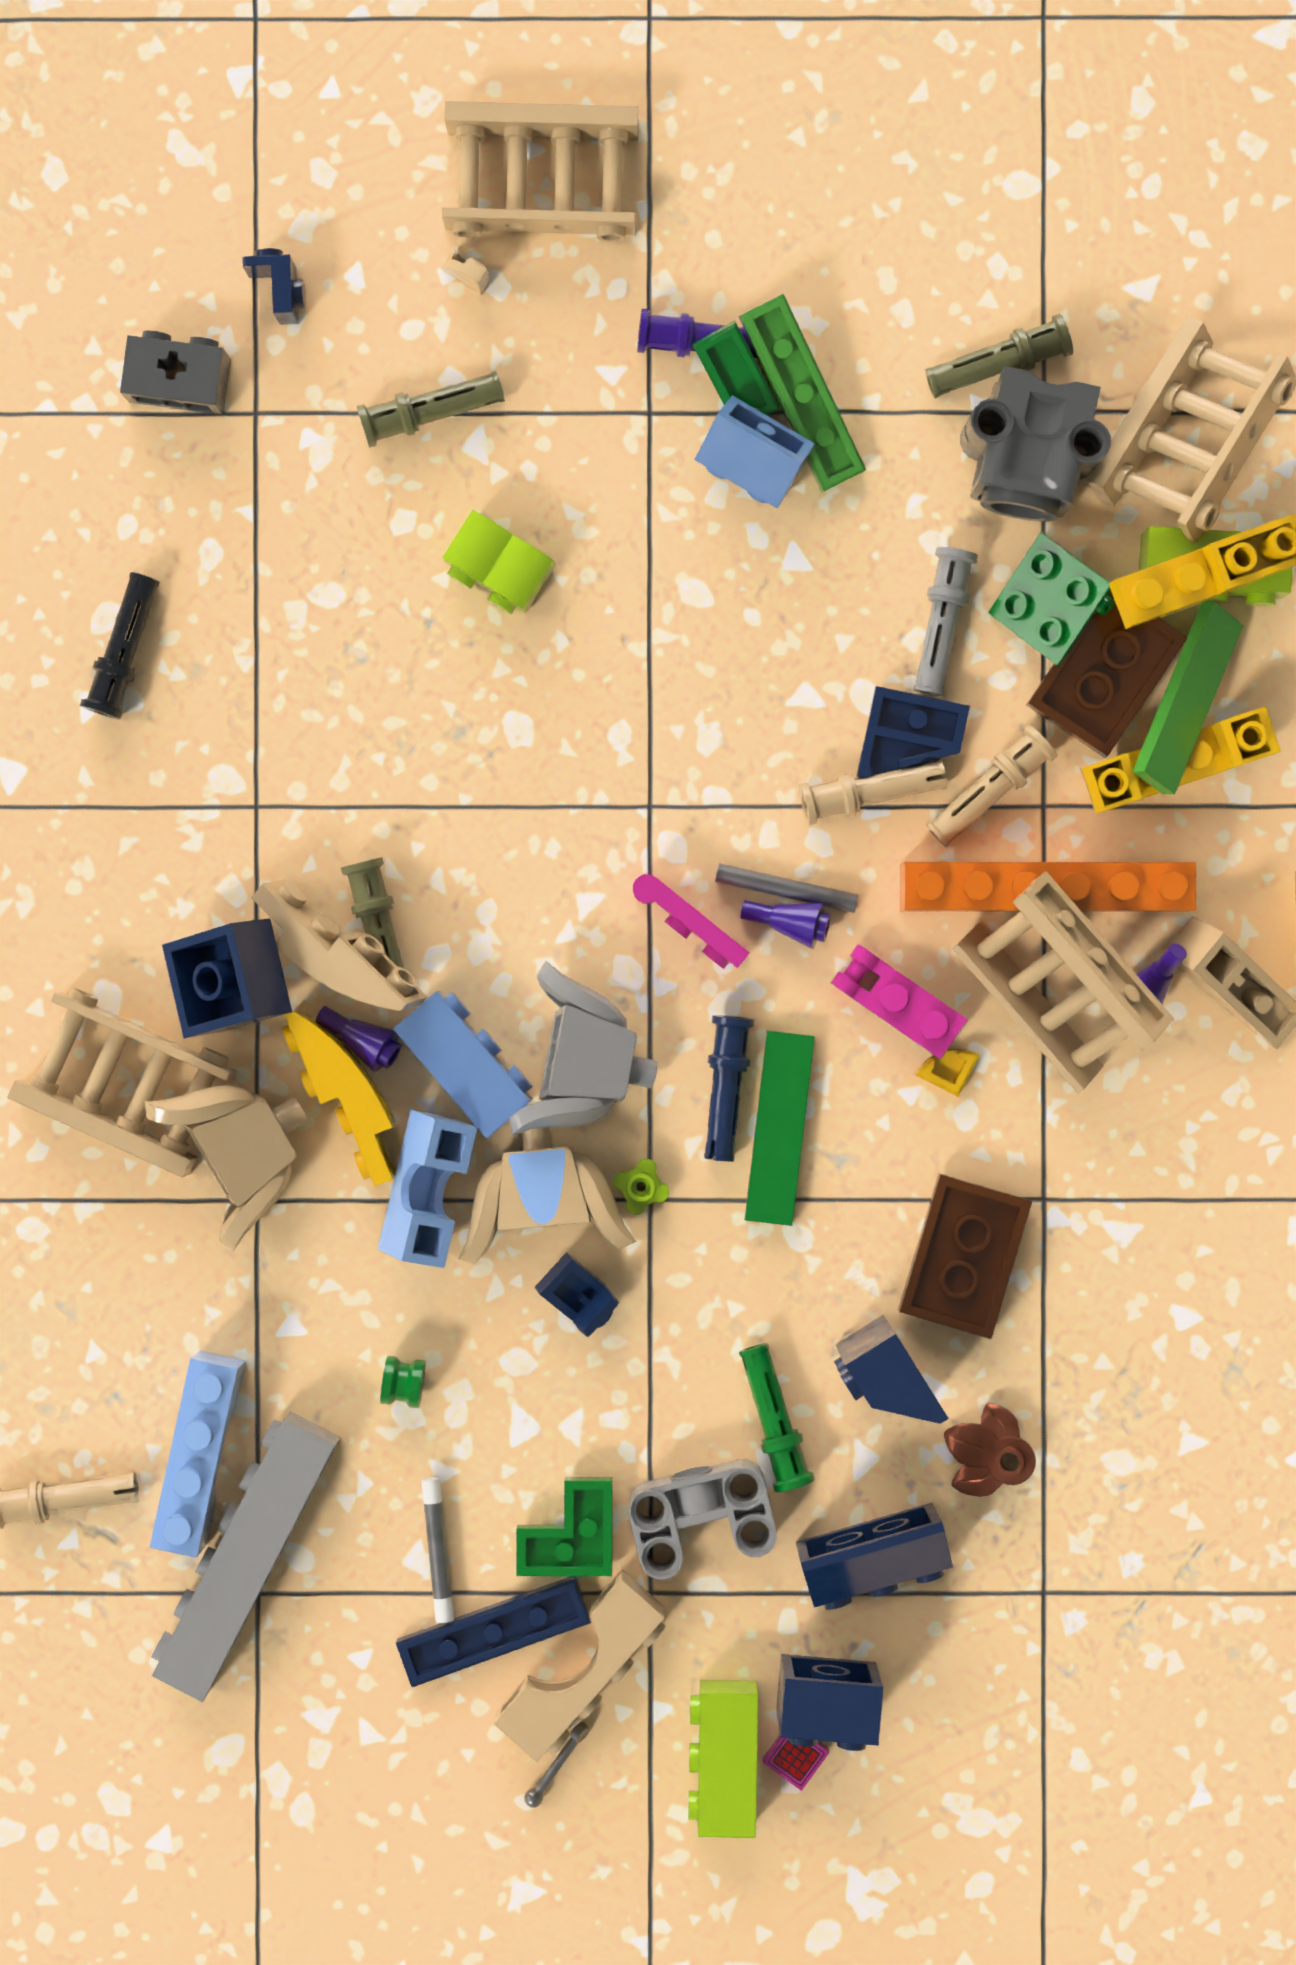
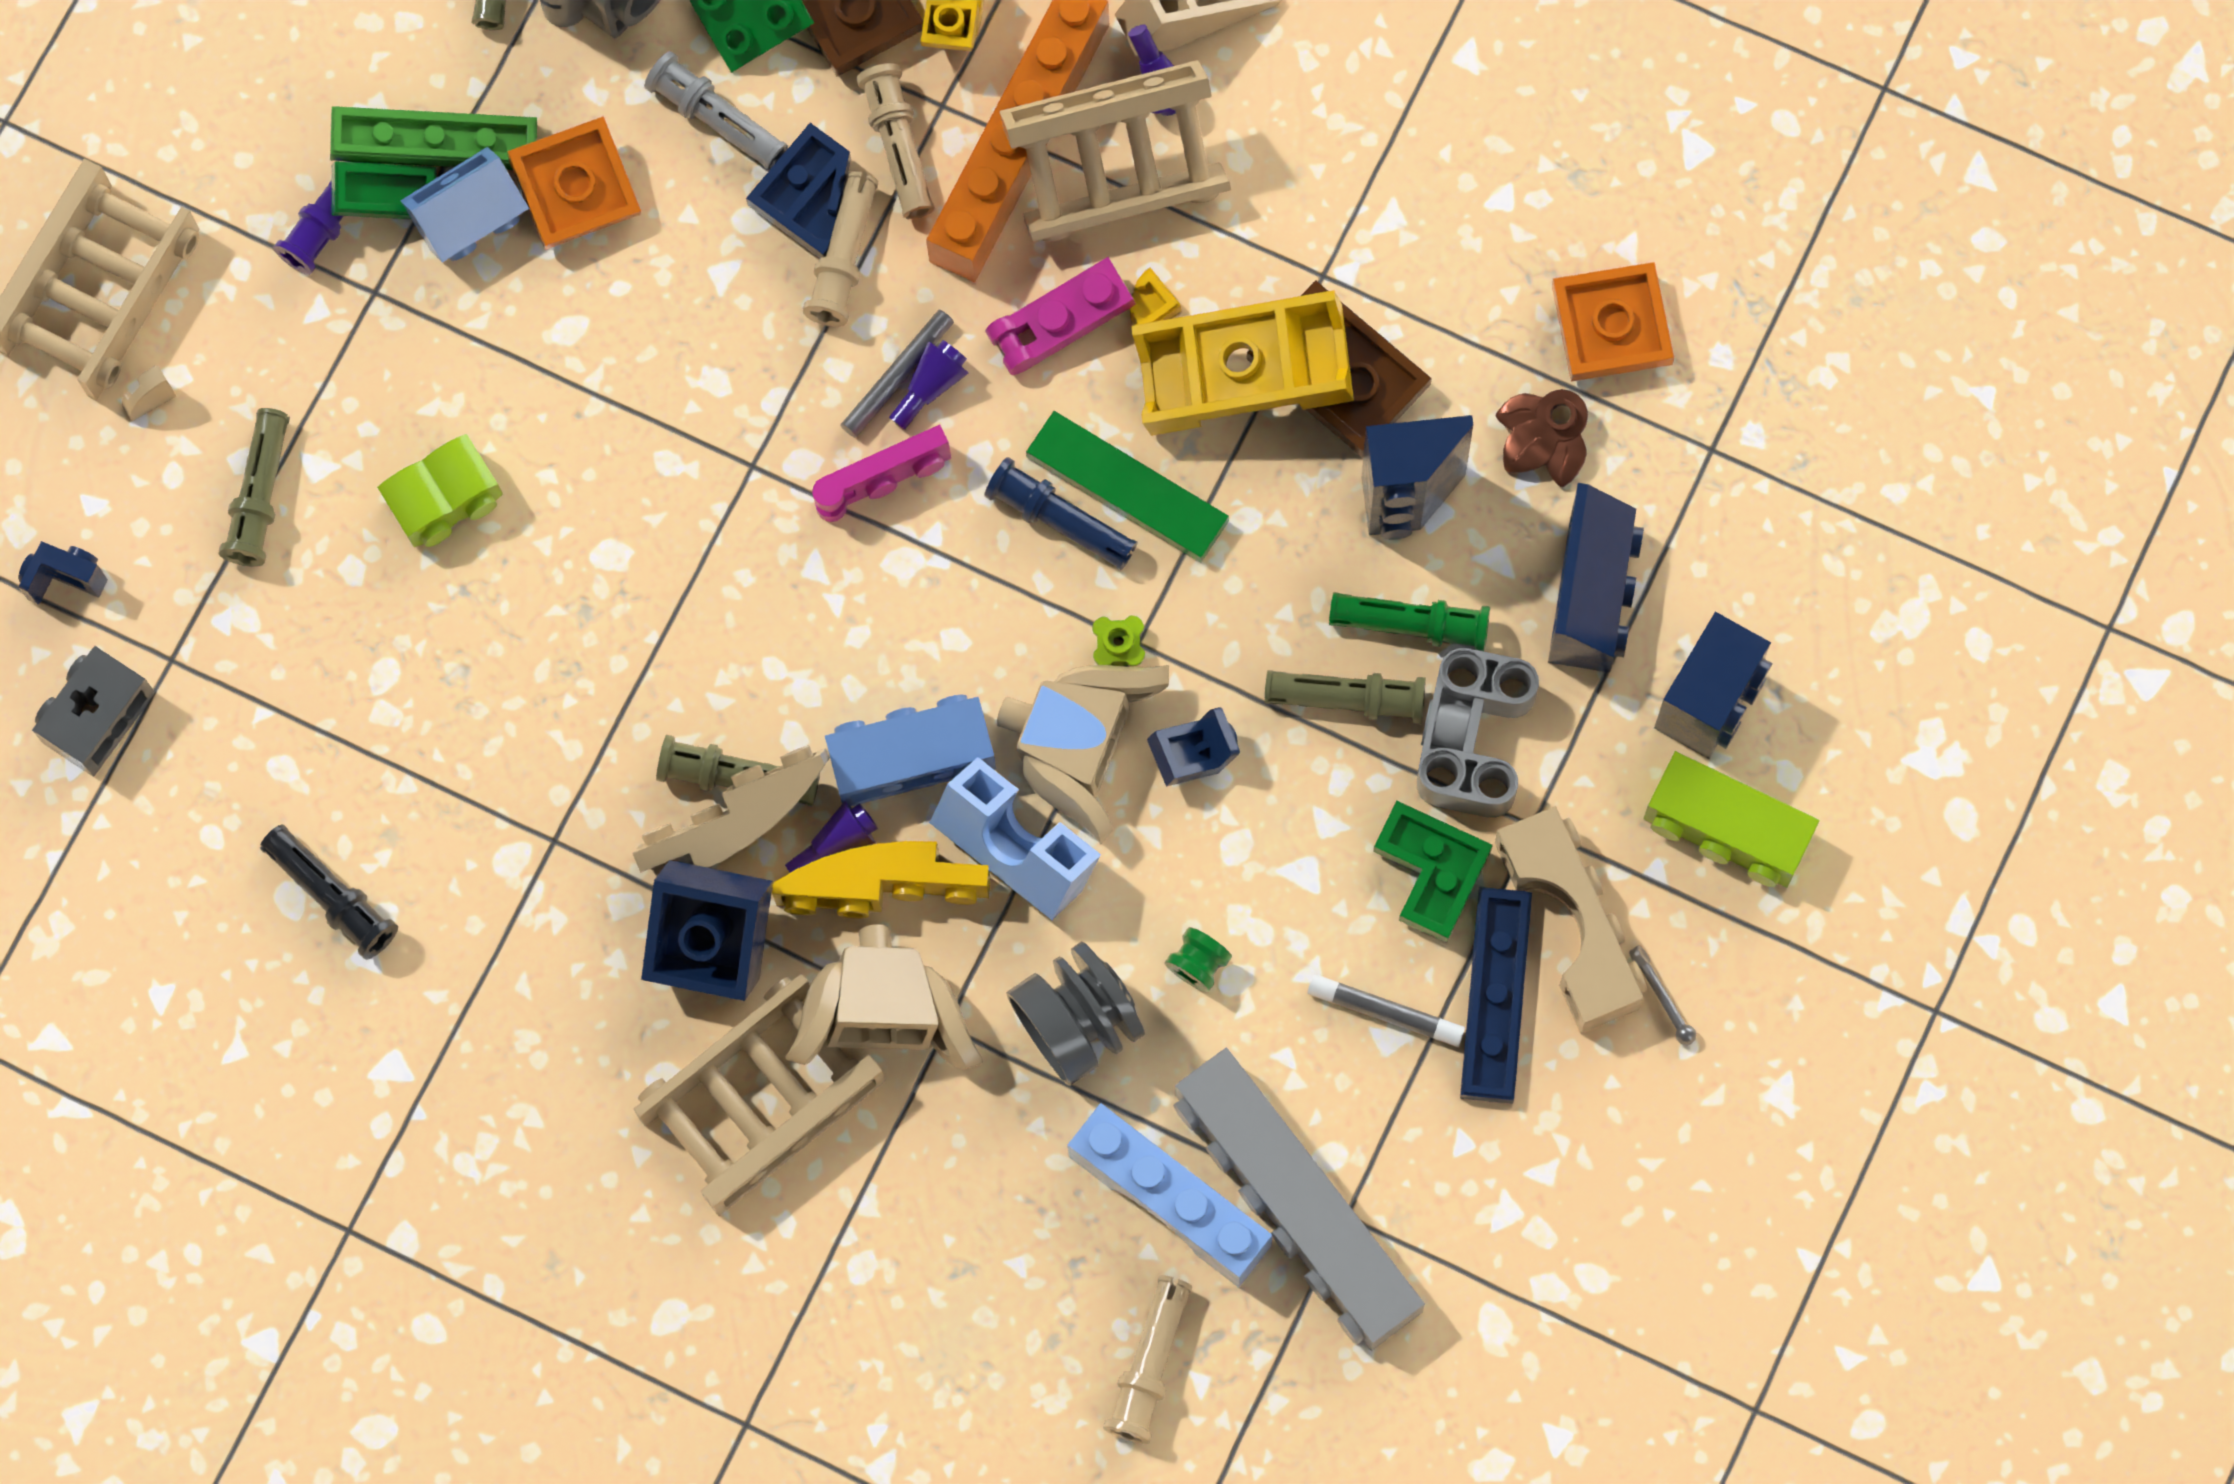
camera: 60 degrees left, 15 degrees down
(303, 1311) = (1076, 1013): none -> dark grey wheel
(586, 1058) = (962, 627): light grey torso -> none
(692, 1416) = (1370, 695): none -> olive pin
(795, 1762) = (1762, 756): tile -> none
(820, 533) = (574, 182): none -> orange plate
(955, 1220) = (1296, 360): none -> yellow piece
(1115, 1464) = (1612, 321): none -> orange plate

